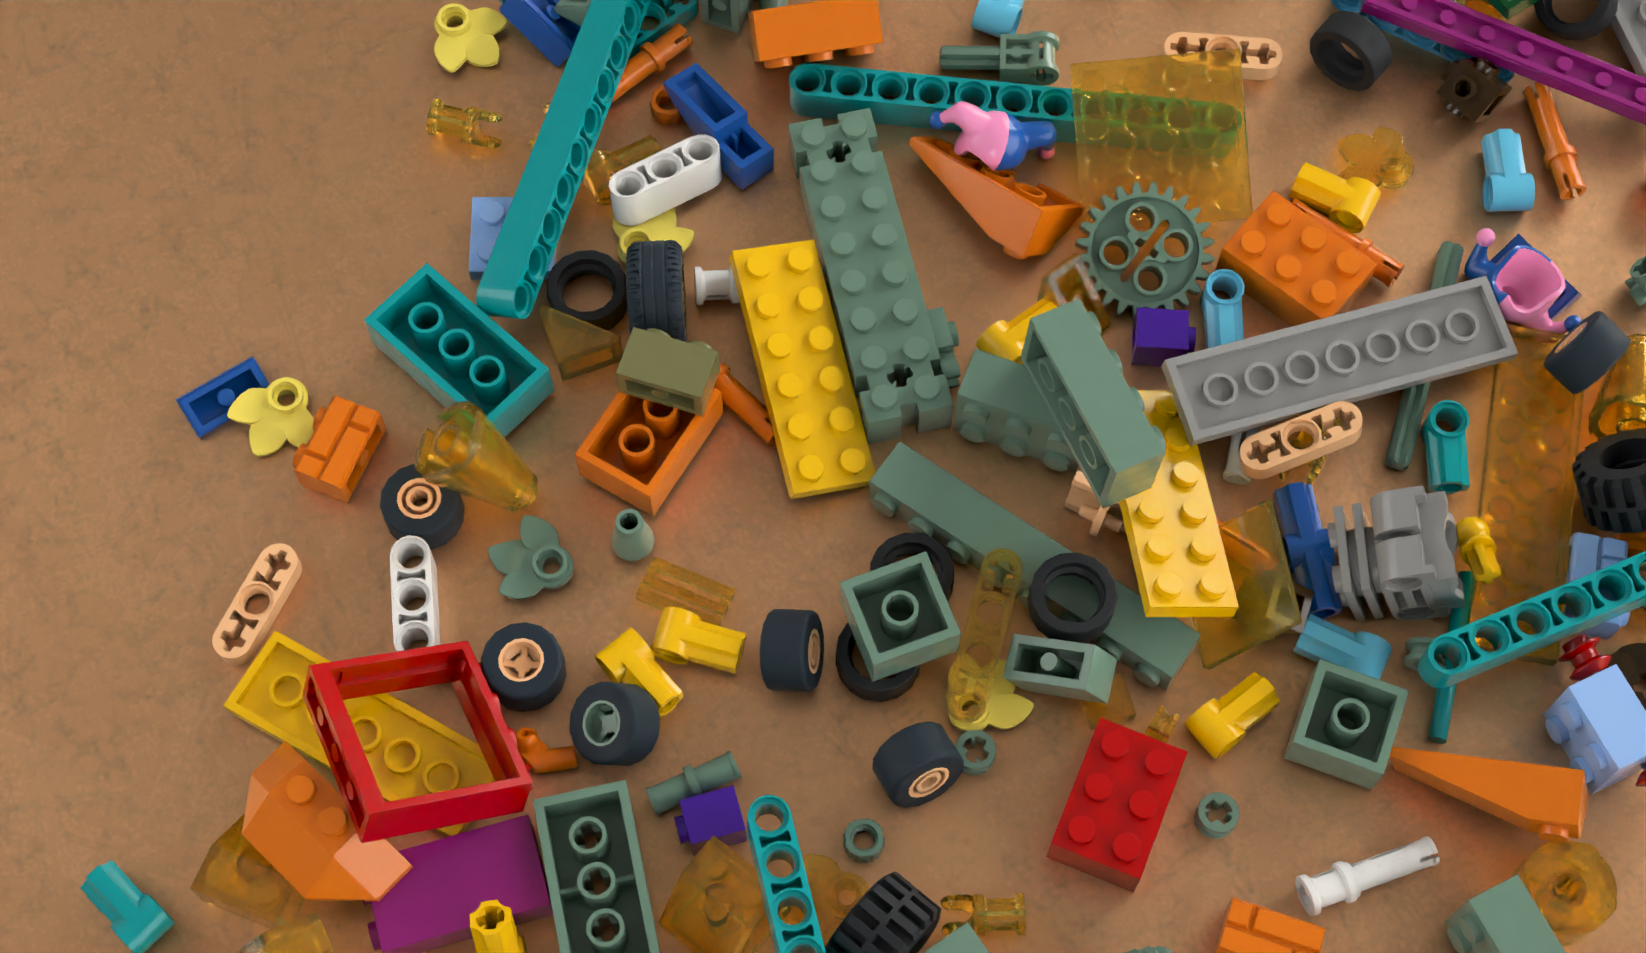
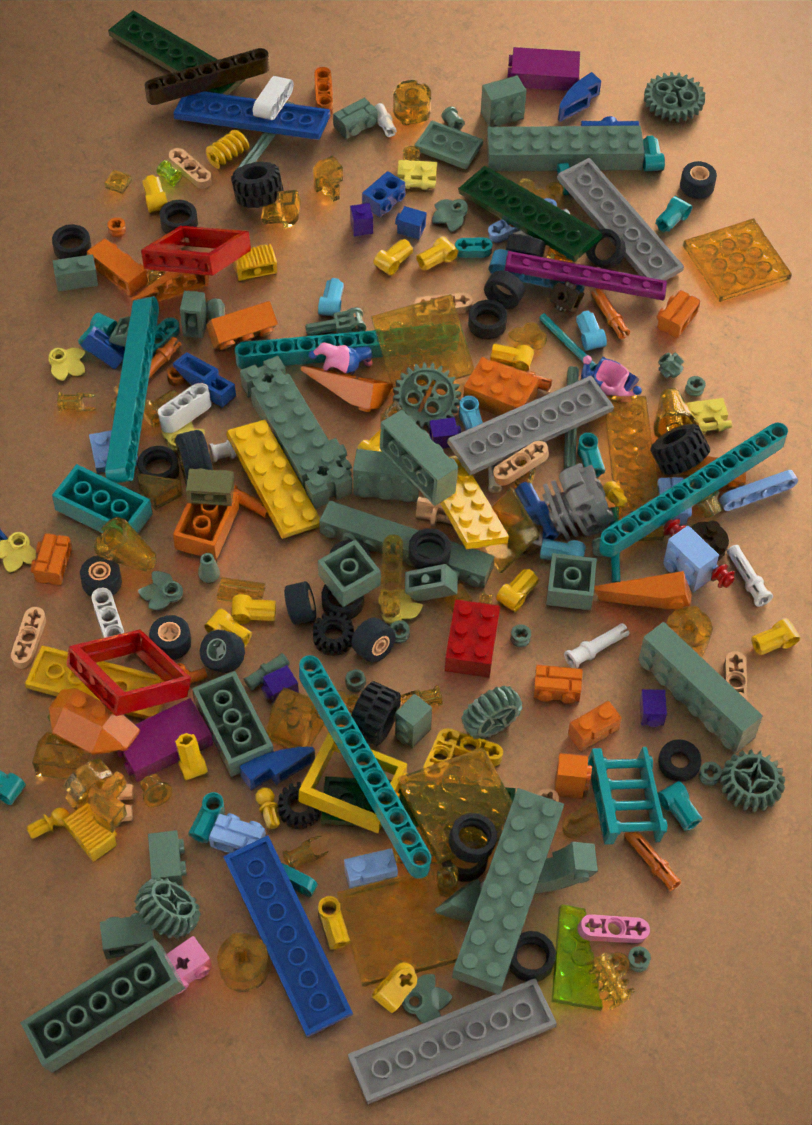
camera: 15 degrees left, 10 degrees down
(840, 702) = (333, 622): none -> black tyre
(1313, 80) = (487, 307): none -> black tyre
(1451, 179) = (565, 339): none -> teal bar
(1587, 352) = (645, 399): black wheel -> none

